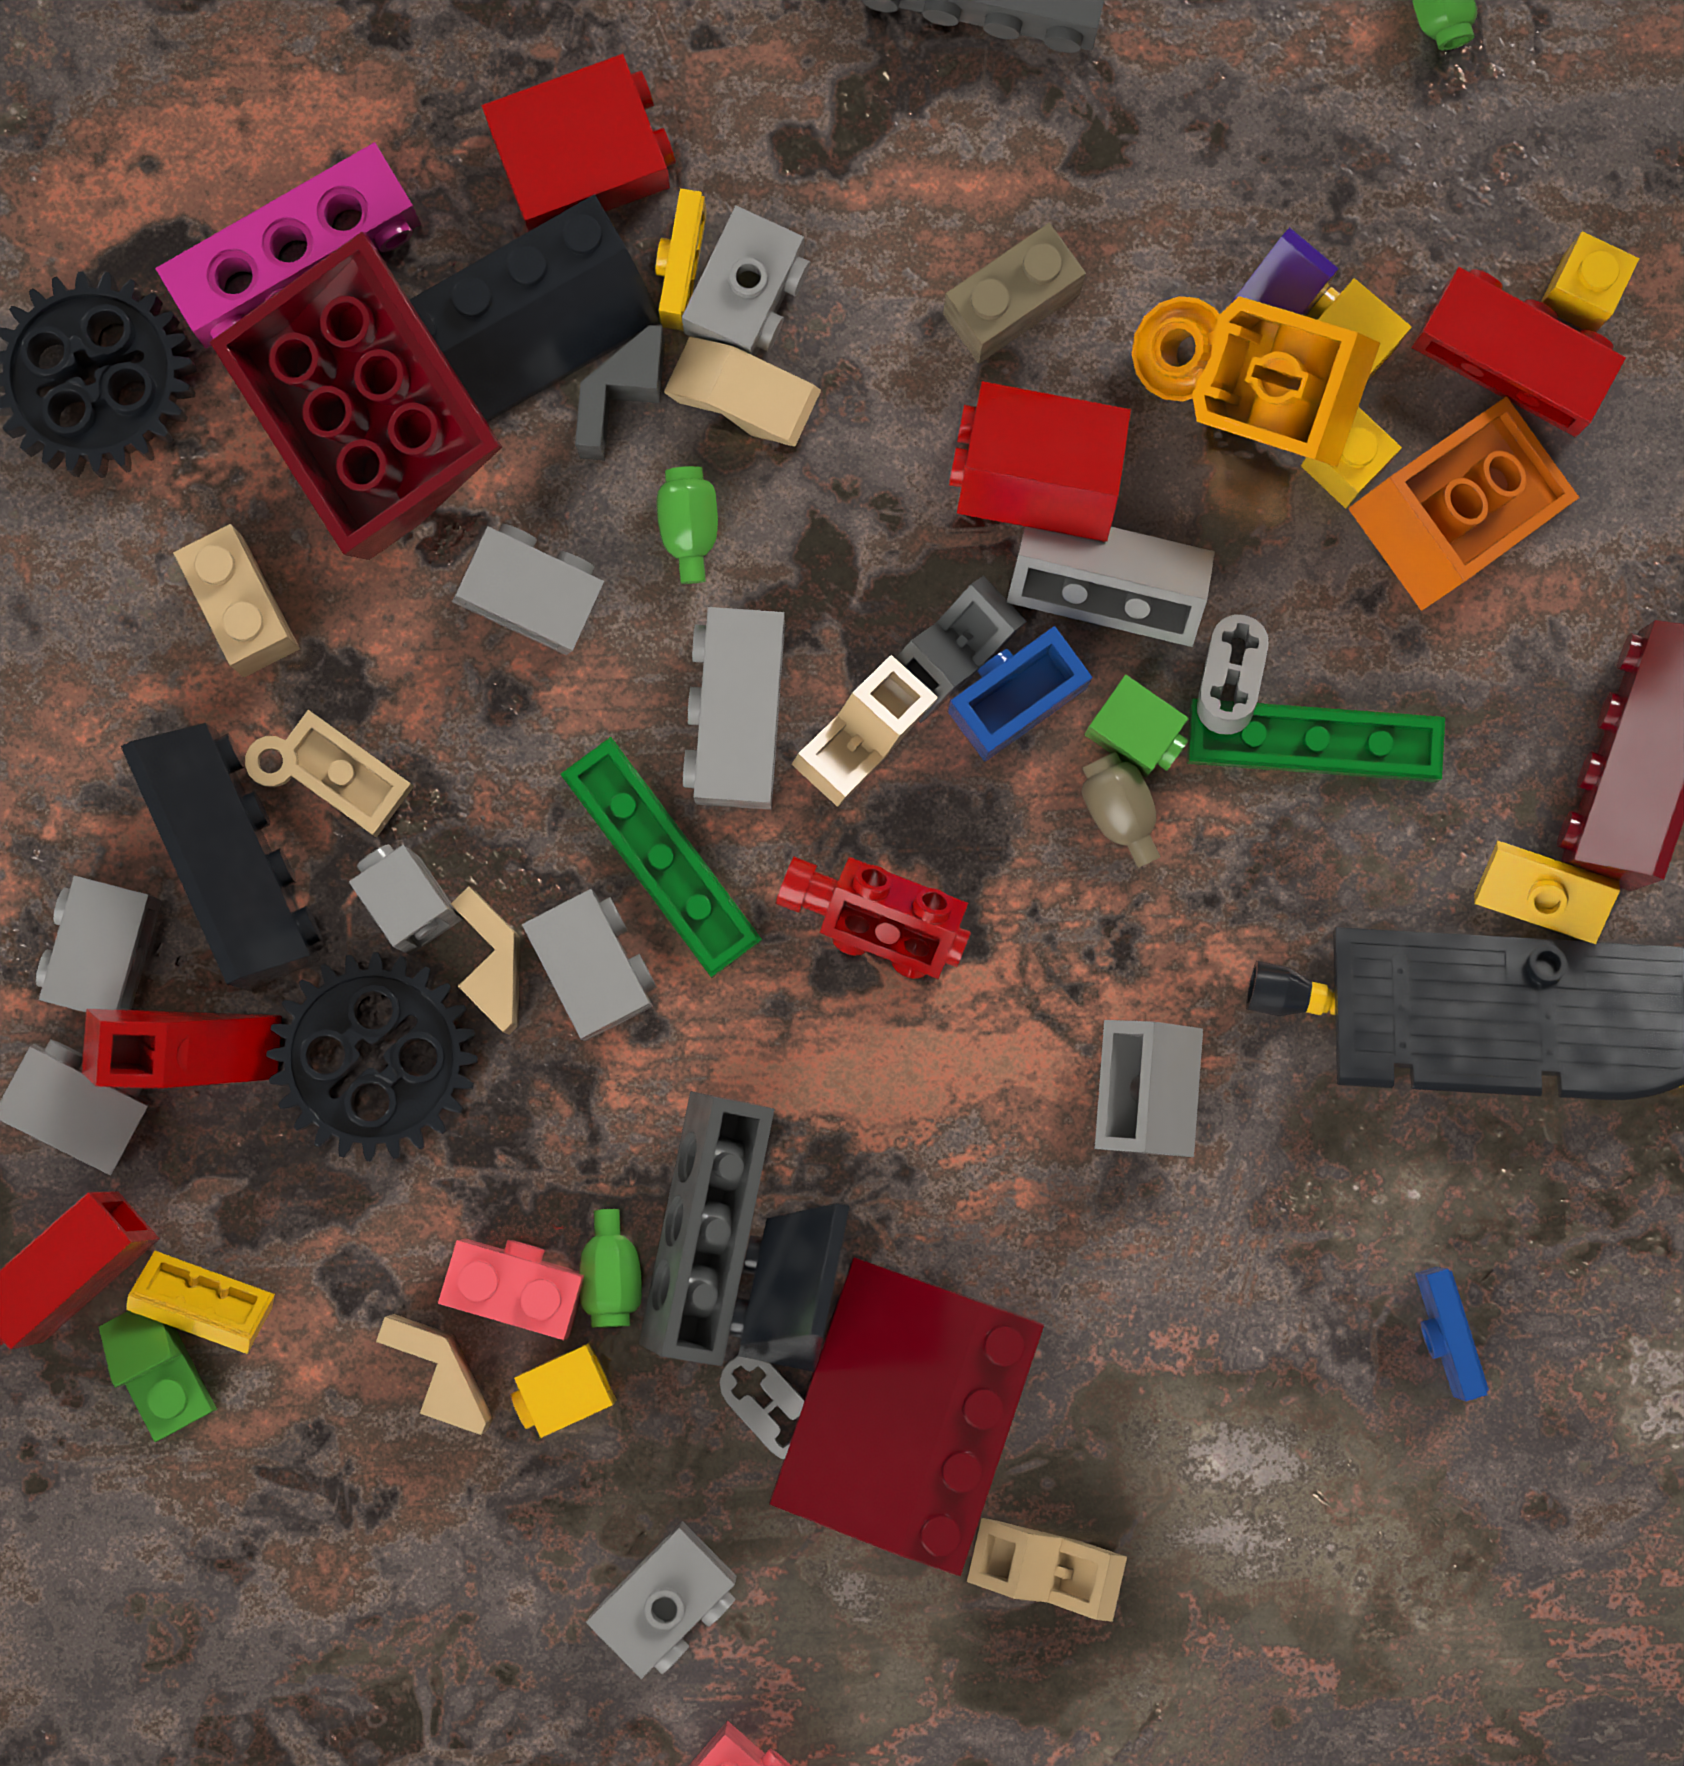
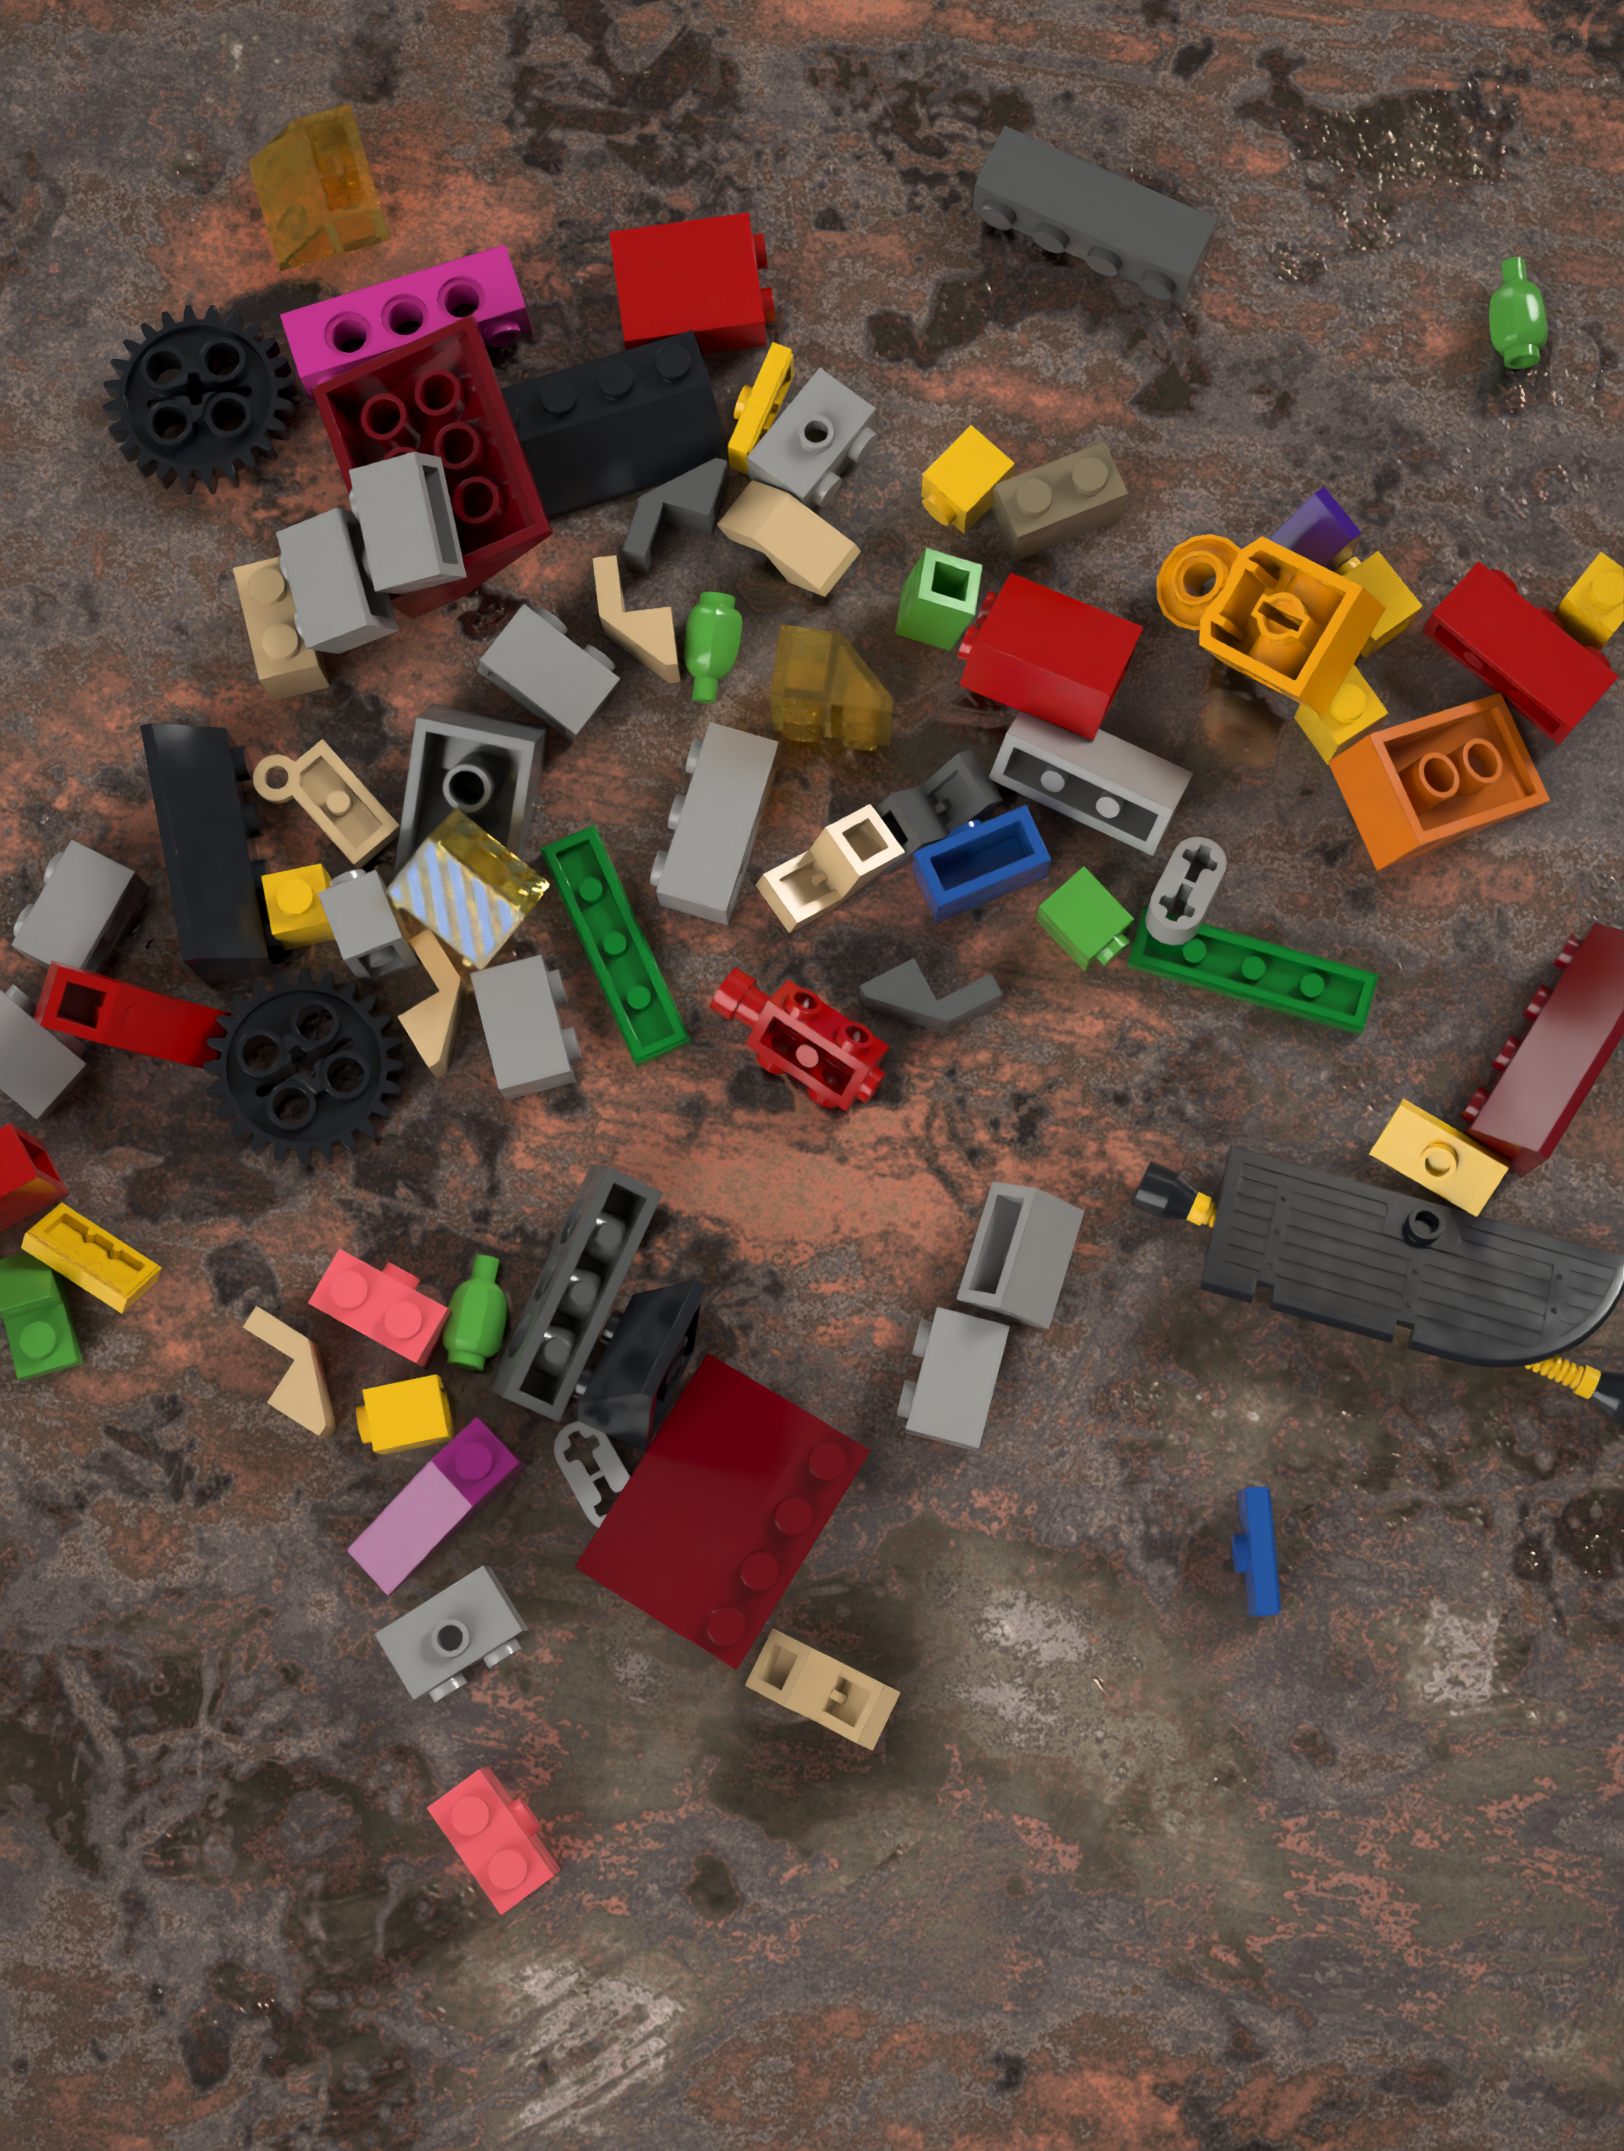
camera: 20 degrees right, 5 degrees down
(161, 122) = (318, 189): none -> clear yellow slope
(287, 546) = (329, 584): none -> light grey brick
(324, 890) = (295, 906): none -> yellow brick
(348, 472) = (406, 523): none -> light grey brick
(477, 747) = (473, 764): none -> dark grey slope
(501, 840) = (467, 889): none -> clear yellow container
(614, 1474) = (436, 1505): none -> slope
(617, 526) = (642, 633): none -> tan slope
(823, 546) = (827, 691): none -> clear yellow slope
(911, 291) = (963, 480): none -> yellow brick
(913, 425) = (938, 599): none -> bright green brick
(976, 846) = (907, 996): none -> dark grey slope
(1109, 1228) = (954, 1379): none -> light grey brick
(1121, 806) = (1054, 989): dark tan plant -> none

